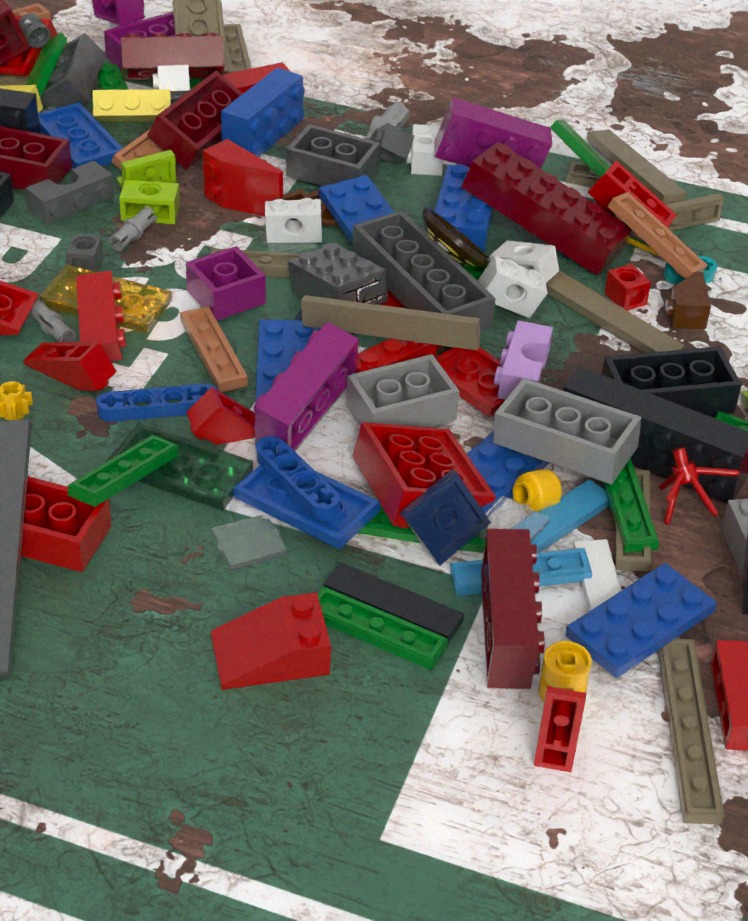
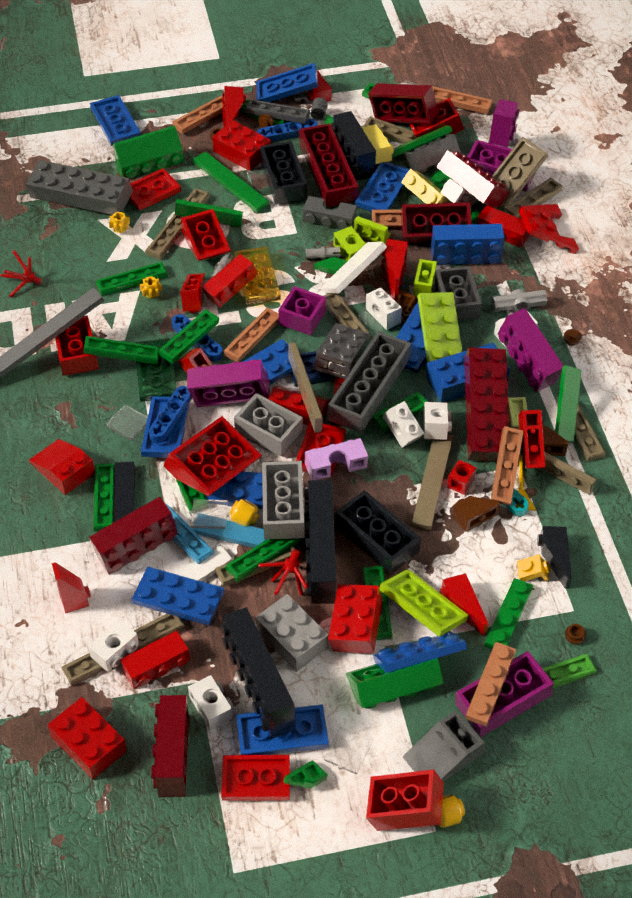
camera: 60 degrees right, 10 degrees up
(34, 30) = (439, 115): dark grey wheel -> none
(85, 252) = (281, 248): dark grey brick -> none
(164, 233) = (330, 265): none -> green tile
(164, 398) = (188, 336): none -> green plate
(206, 205) = (353, 267): none -> white tile
(295, 169) = (424, 277): none -> lime brick
(298, 57) = (540, 224): none -> red wing
(381, 185) = (439, 325): none -> lime plate
(394, 143) = (495, 308): dark grey brick -> none
(445, 517) = (179, 482): dark blue tile -> none
(453, 240) = (412, 378): dark brown dish -> none
(565, 667) = (113, 580): yellow wheel -> none
(650, 176) = (595, 428): dark tan tile -> none
(699, 723) = (119, 635): none -> white brick

